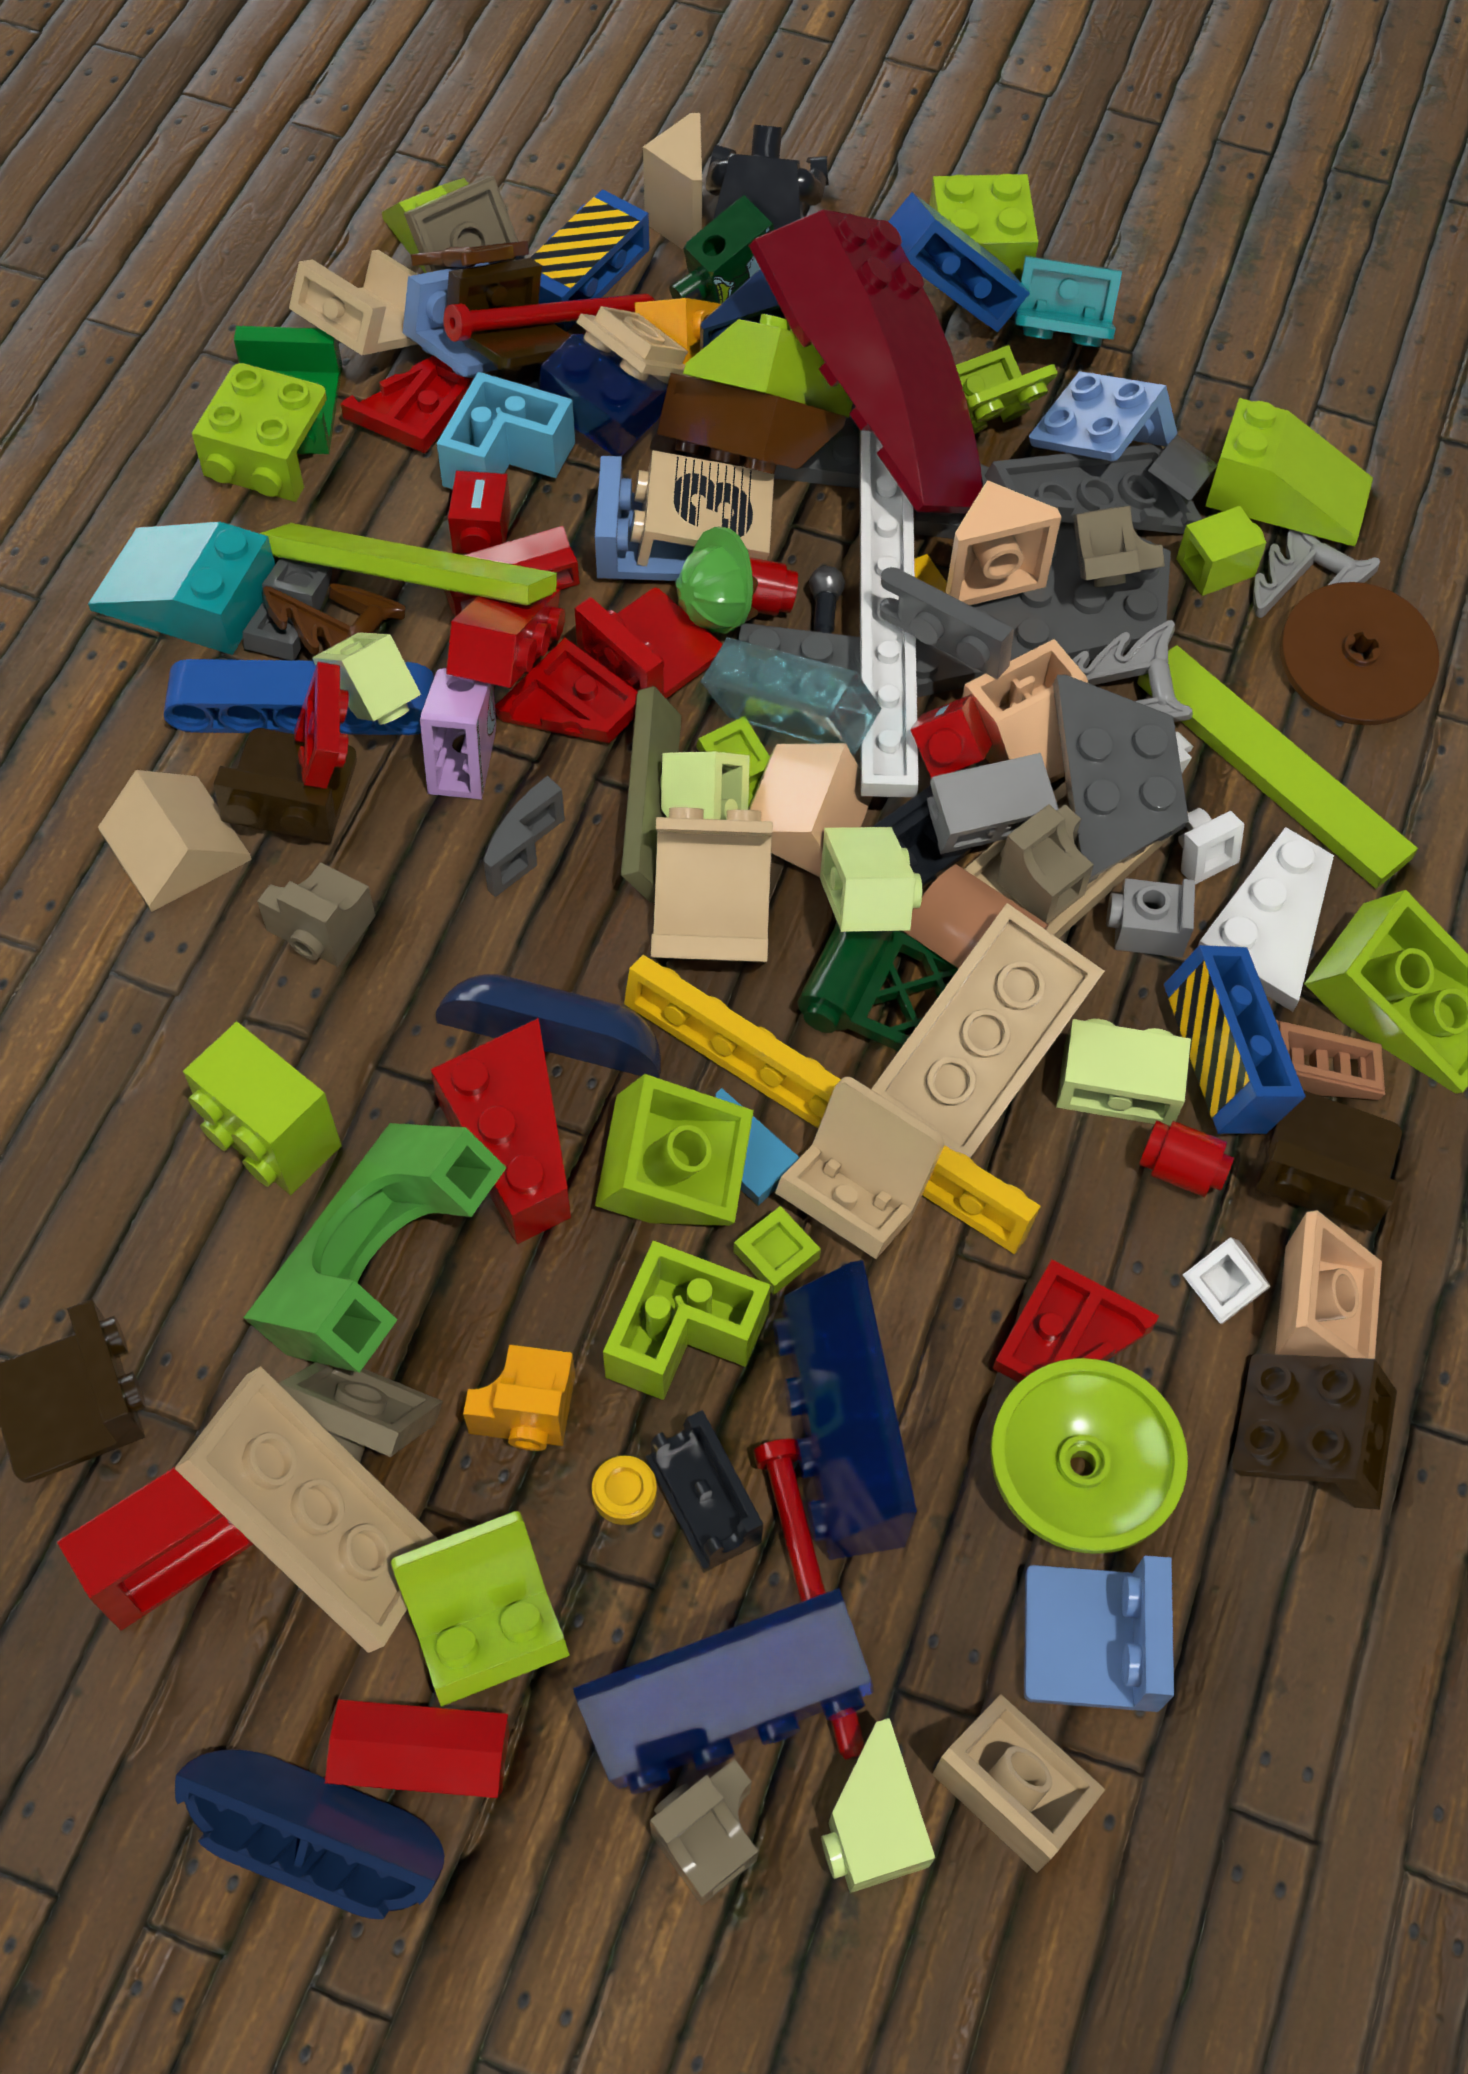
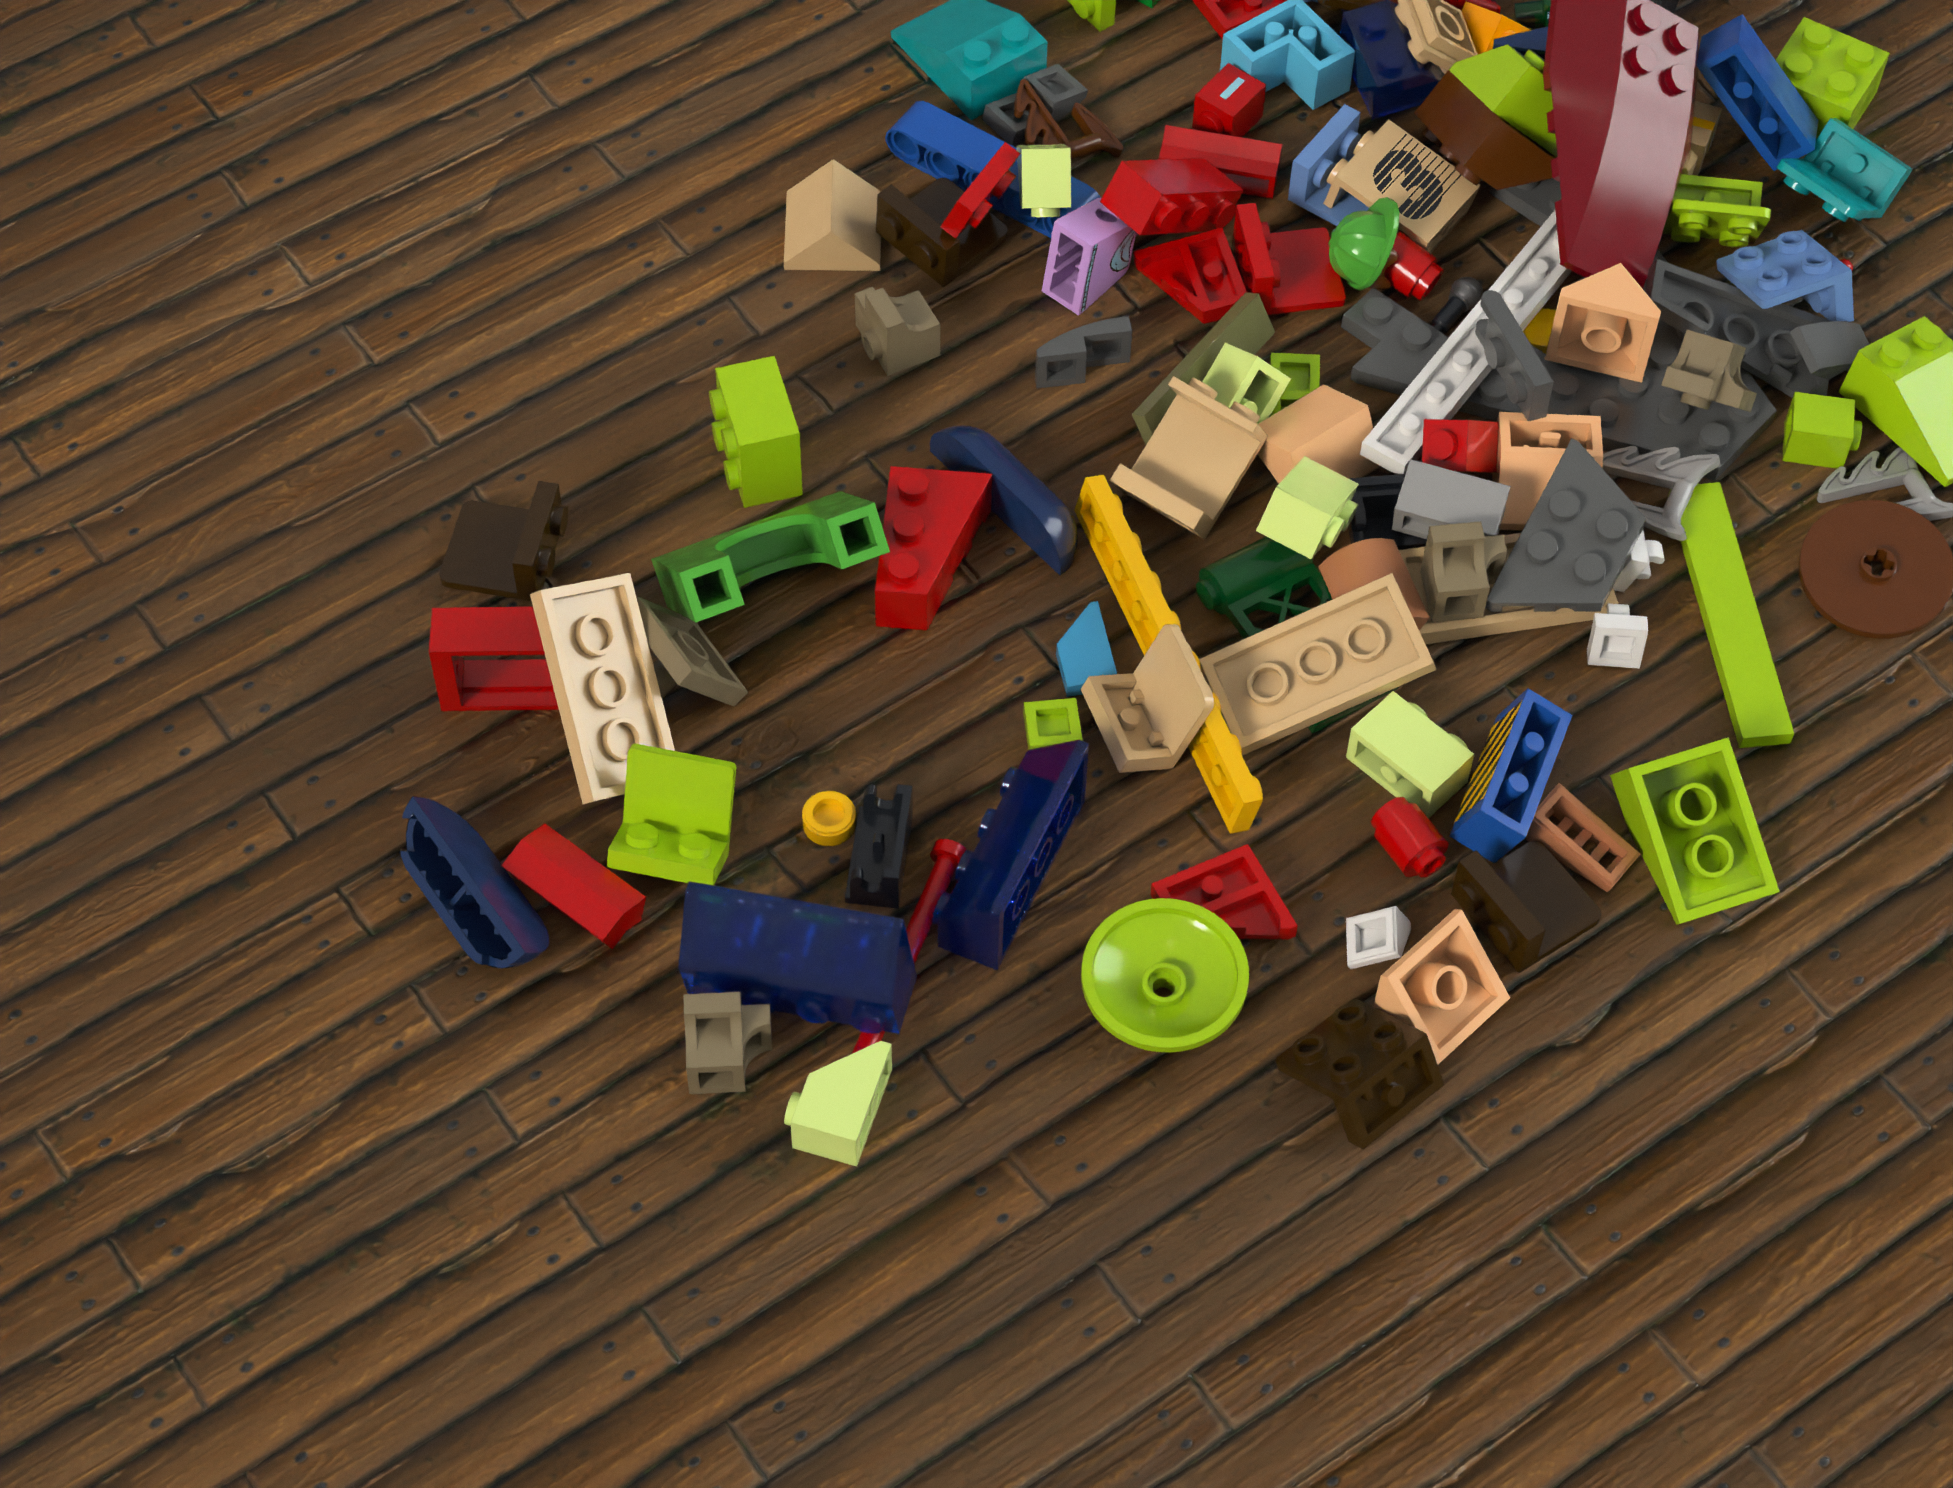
camera: 35 degrees right, 5 degrees down
(412, 564) = (1140, 114): lime tile -> none
(526, 1401) = (802, 719): light orange brick -> none
(674, 1155) = (1025, 622): lime slope -> none
(681, 1304) = (949, 717): lime brick -> none
(791, 694) = (1357, 351): clear light blue brick -> none
(1018, 1782) = (954, 1145): tan slope -> none
(1100, 1636) = (1084, 1096): medium blue bracket -> none
(1152, 916) = (1526, 660): light grey brick -> none
(1277, 914) = (1631, 718): white wing -> none

